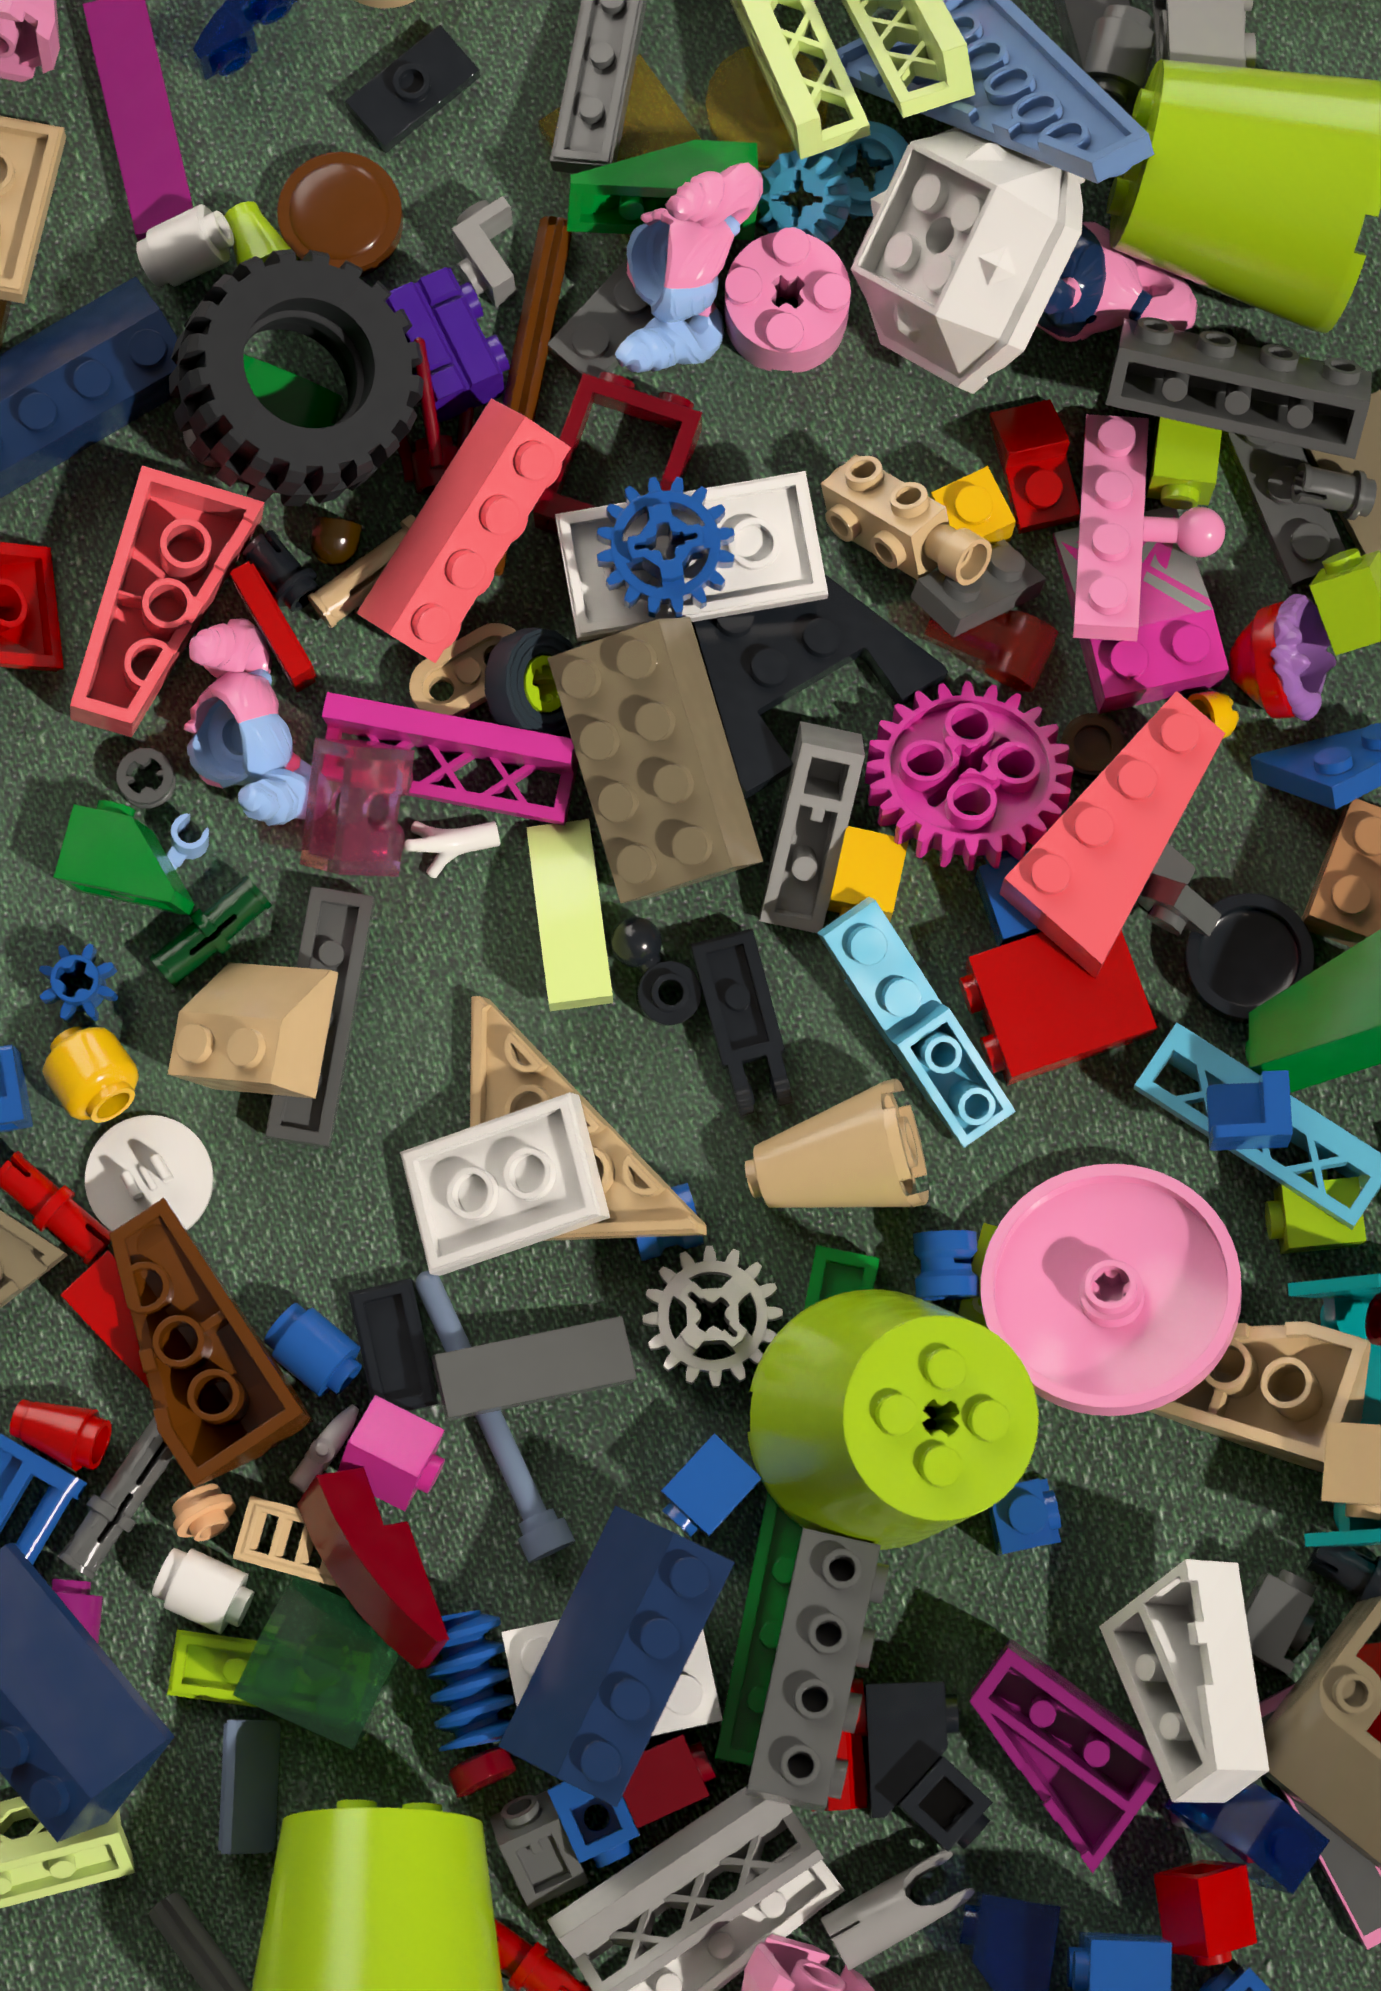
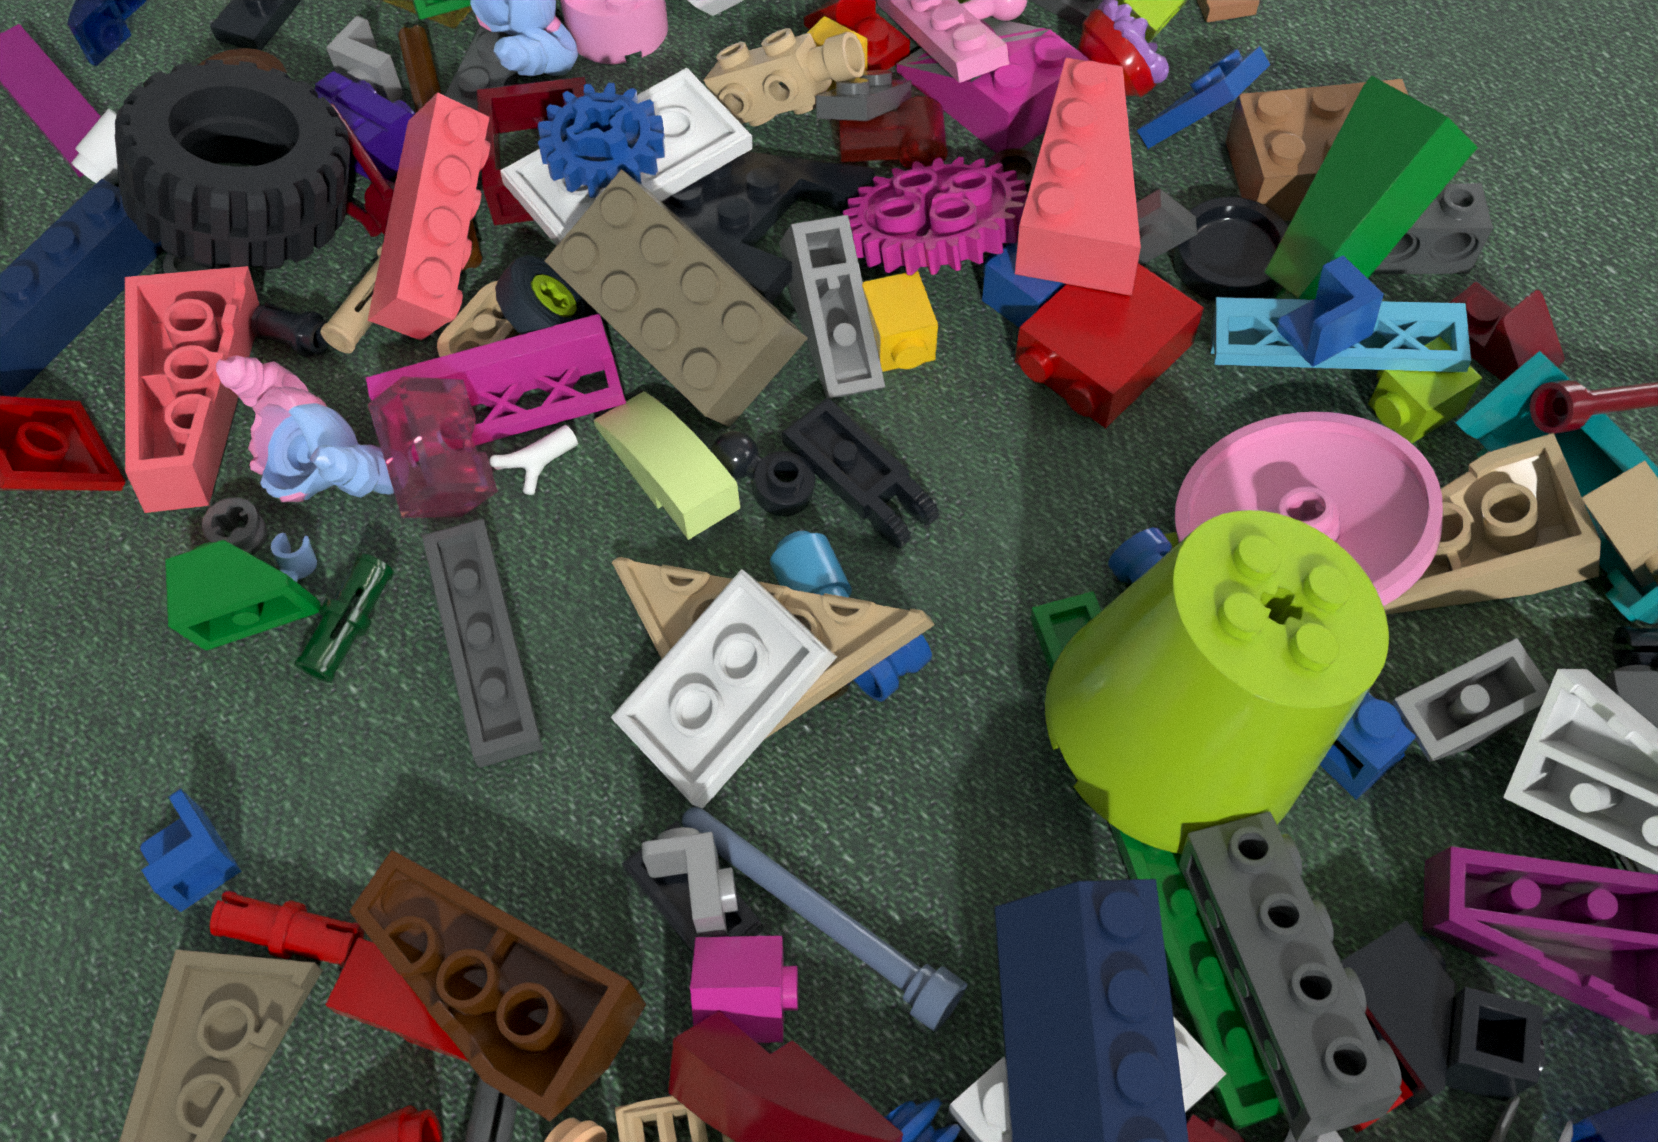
camera: 25 degrees left, 20 degrees down
(84, 999) = (232, 714): blue gear -> none
(90, 1074) = (276, 786): yellow head -> none
(147, 1162) = (358, 842): white piece -> none
(256, 1030) = (423, 674): tan slope -> none
(273, 626) = (316, 370): red tile -> none
(313, 1350) = (614, 931): blue brick -> none
(324, 1448) = (669, 1025): white helmet -> none
(334, 540) = (326, 286): dark brown hinge -> none
(406, 1360) = (709, 886): none -> light grey bracket
(534, 1368) = (835, 842): dark grey tile -> none
(641, 1108) = (809, 565): none -> dark azure brick
(708, 1488) = (1066, 849): blue brick -> none
(732, 1295) = (1006, 719): white gear -> none
(844, 1157) = (1014, 521): tan cone -> none
(915, 1022) = (1007, 410): medium azure slope -> none
(1124, 1535) = (1474, 701): none -> light grey slope

